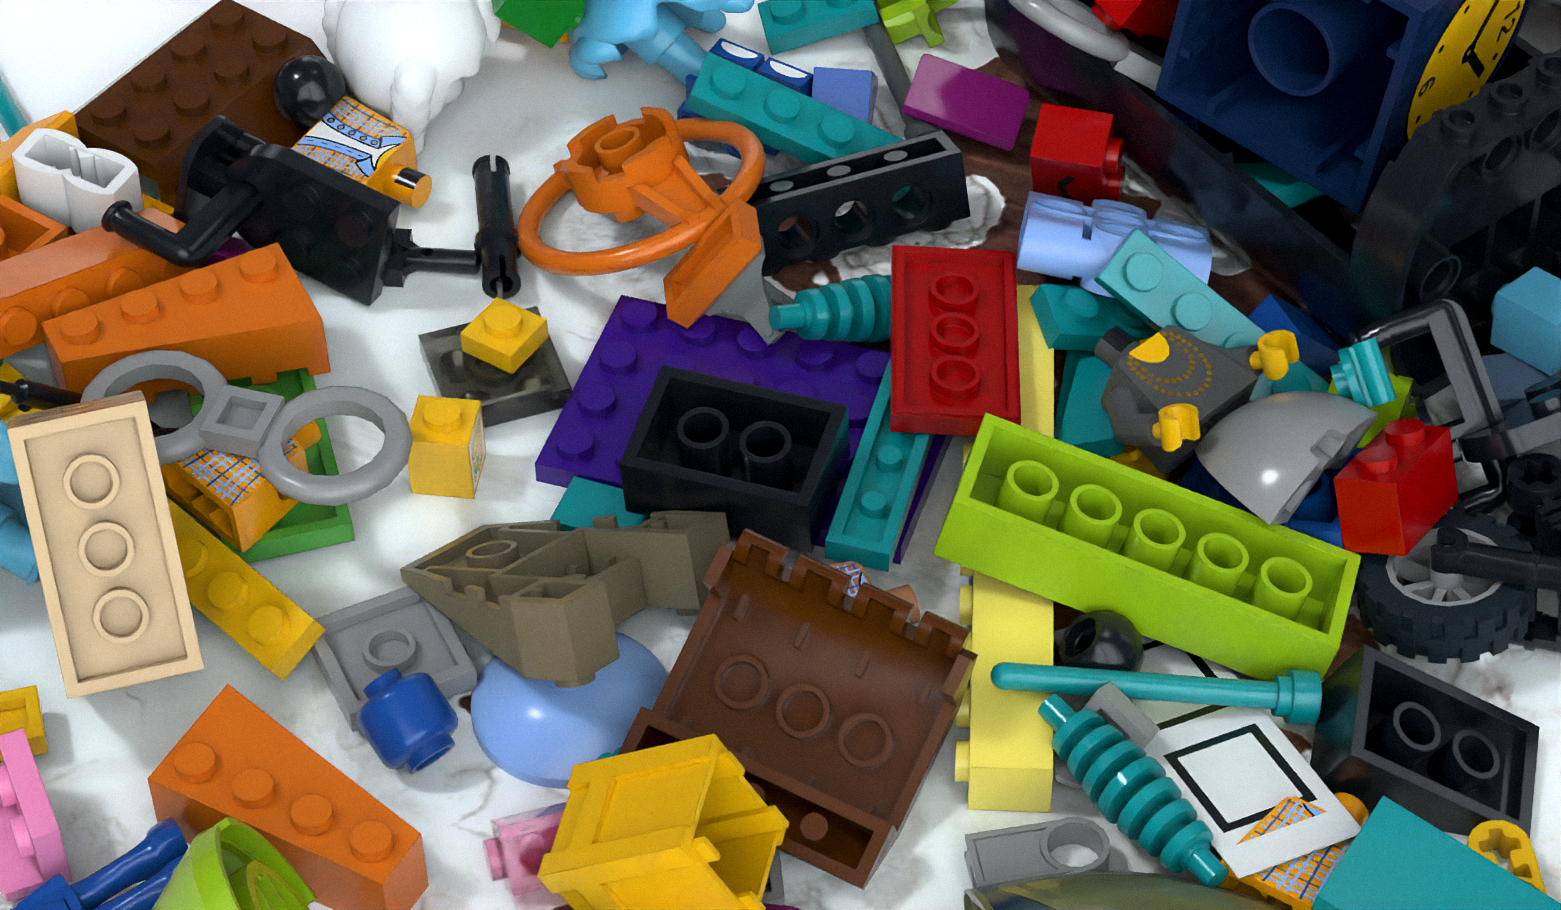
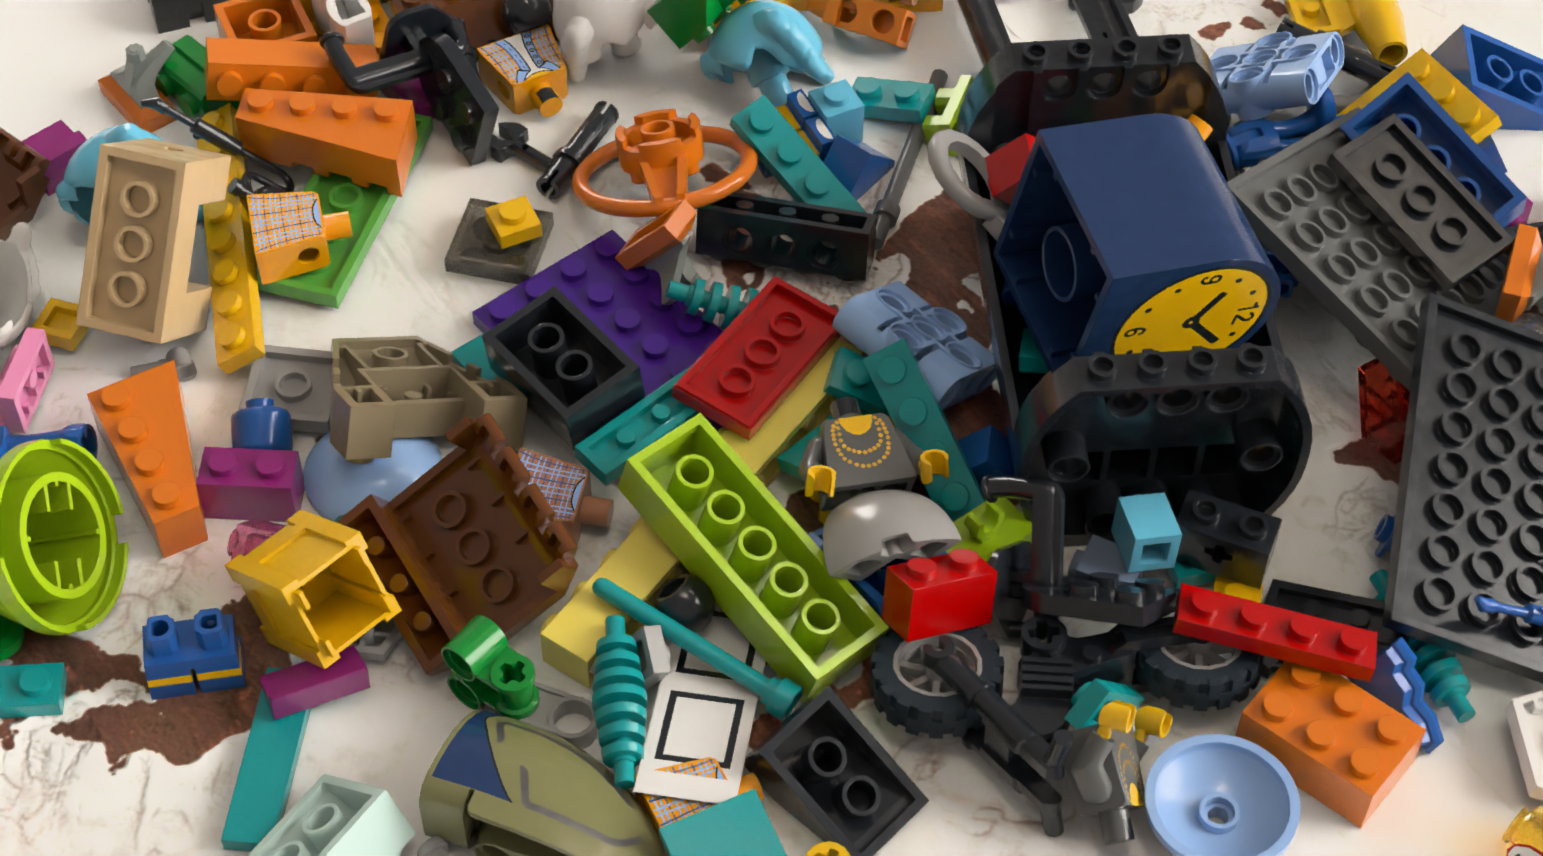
camera: 30 degrees right, 5 degrees up
(198, 696) = (185, 366): none -> light grey hand
(262, 424) = (305, 210): light grey bar -> none
(446, 447) = (426, 276): yellow brick -> none
(450, 780) = (250, 484): none -> magenta brick
(782, 37) = (840, 109): none -> medium azure brick
(949, 837) = (490, 670): none -> green piece
(966, 102) = (923, 203): magenta slope -> none
(1076, 155) = (945, 273): red brick -> none
(1363, 374) = (970, 508): teal plate -> none

